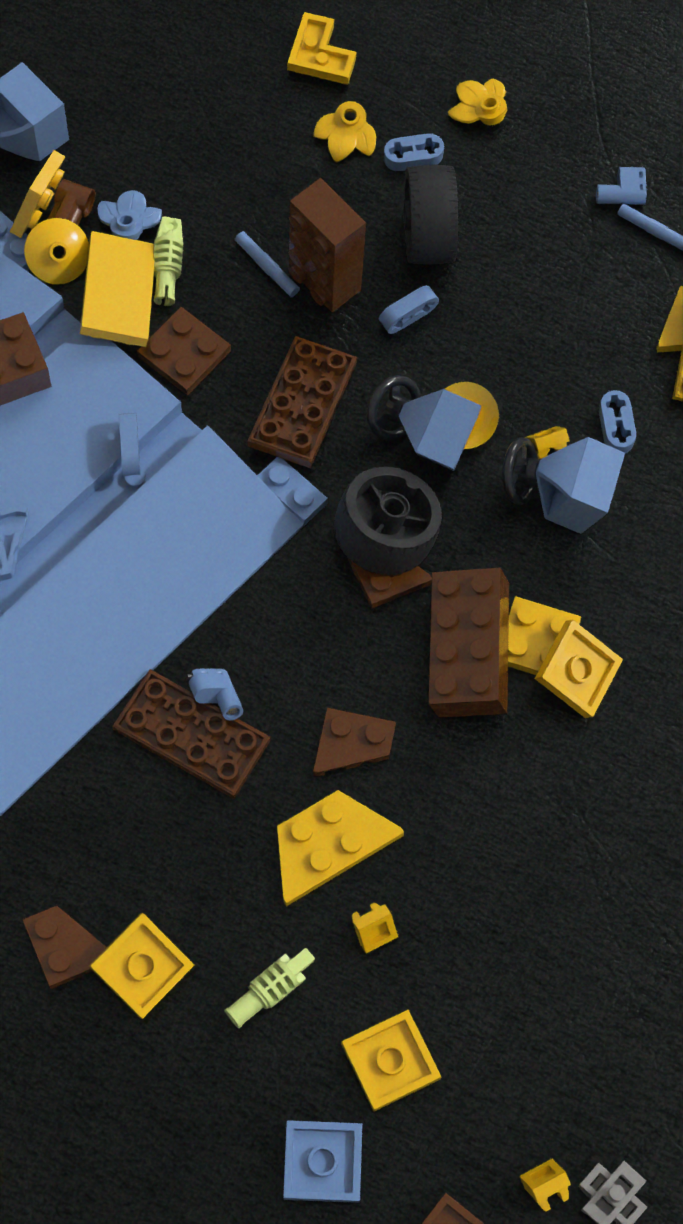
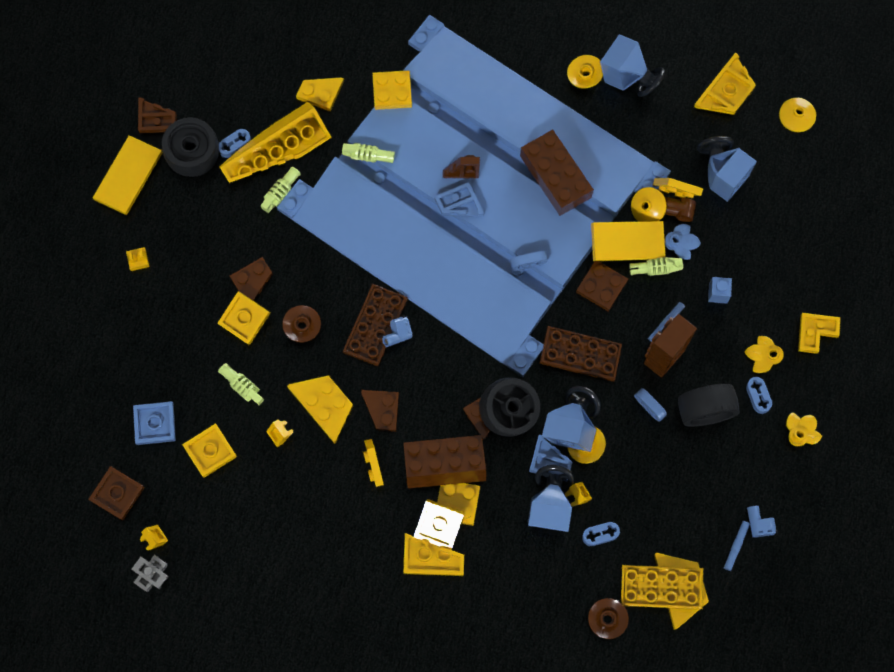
camera: 85 degrees right, 5 degrees up
(166, 844) = (299, 315): none -> reddish brown dish
(228, 171) = (719, 290): none -> medium blue brick
(452, 763) = (370, 456): none -> yellow wing
(480, 481) = (547, 454): none -> medium blue wing
(635, 695) = (430, 559): none -> yellow wing

